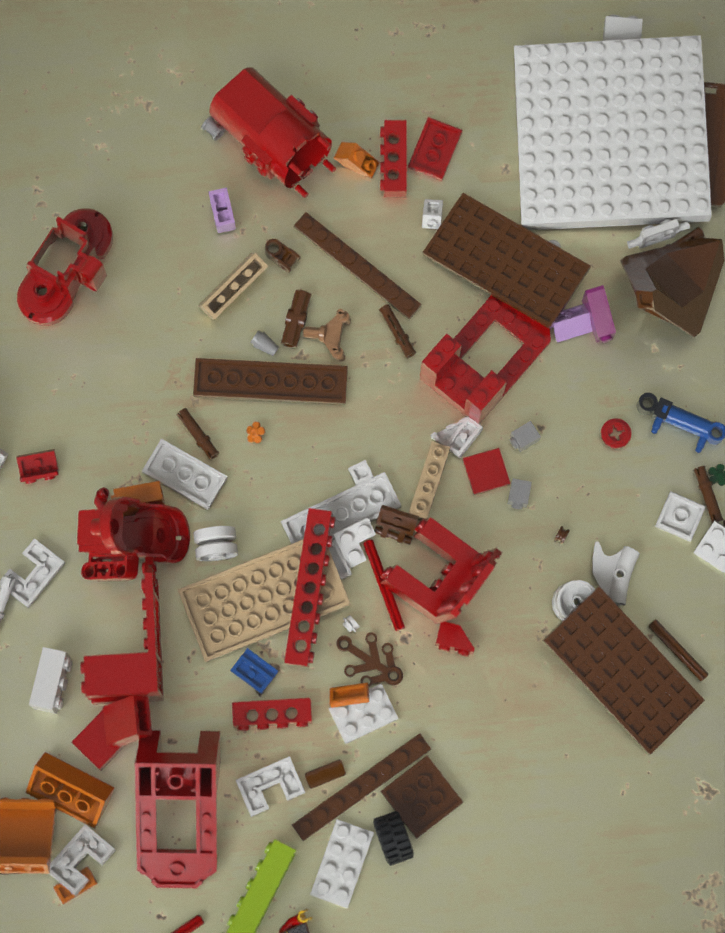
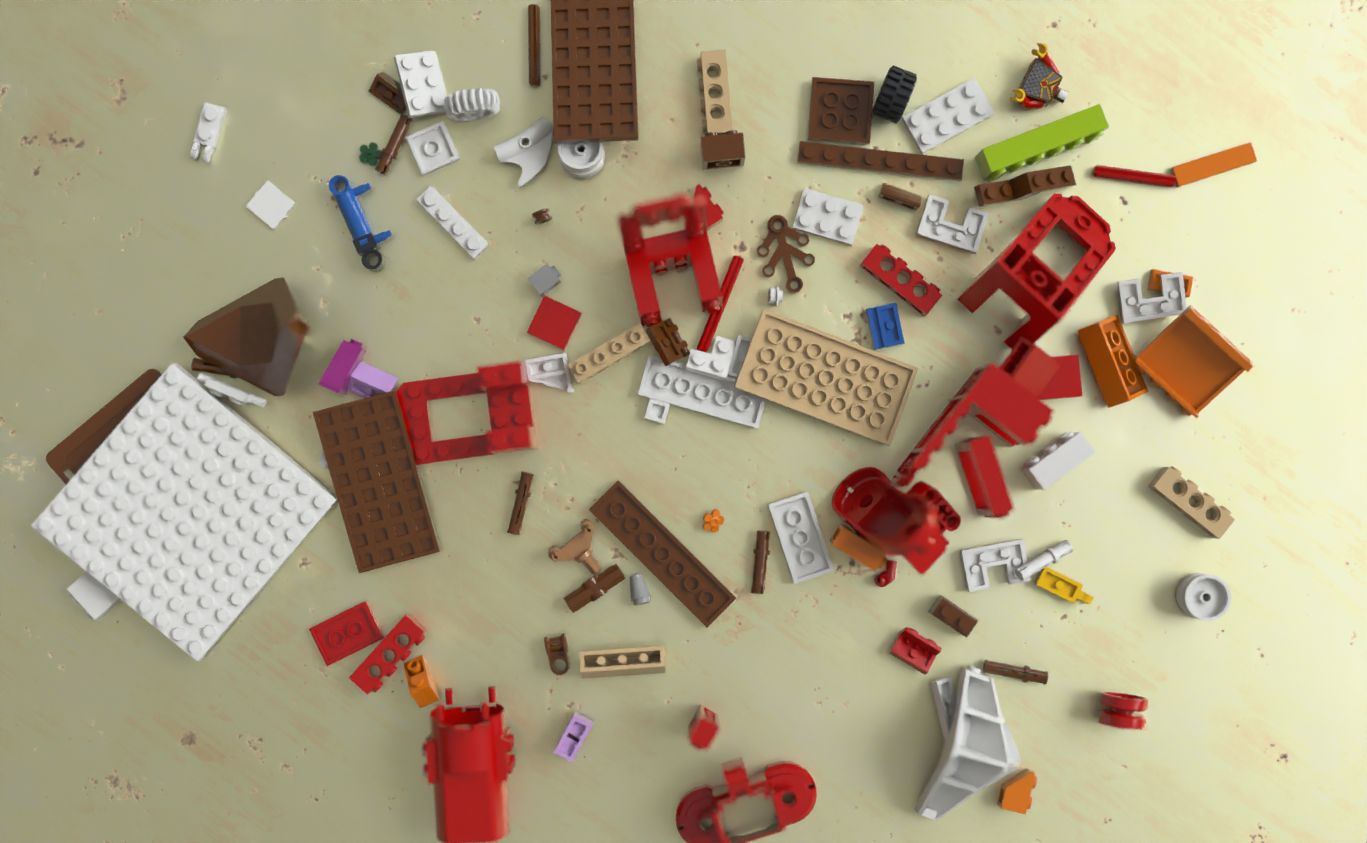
camera: 140 degrees left, 10 degrees up
(31, 511) = (953, 616): none -> reddish brown brick
(93, 618) = (984, 477): none -> red window
(140, 286) = (703, 728): none -> red brick
(213, 128) = (516, 817): light grey bush -> none
(215, 543) = (829, 452): white wheel -> none
(242, 857) = (1024, 186): none -> reddish brown bracket
(314, 518) = (846, 305): red brick -> none
(349, 695) = (827, 239): orange tile -> none
(357, 265) = (502, 589): reddish brown plate -> none
(432, 213) = (400, 578): white bracket -> none
(478, 689) = (722, 150): none -> reddish brown brick
(494, 712) = (716, 61): none -> tan brick
(524, 437) = (498, 322): light grey brick -> none
(619, 425) = (412, 264): red gear -> none
(619, 478) = (452, 222): none -> white plate
(680, 566) = (471, 104): none -> white gear

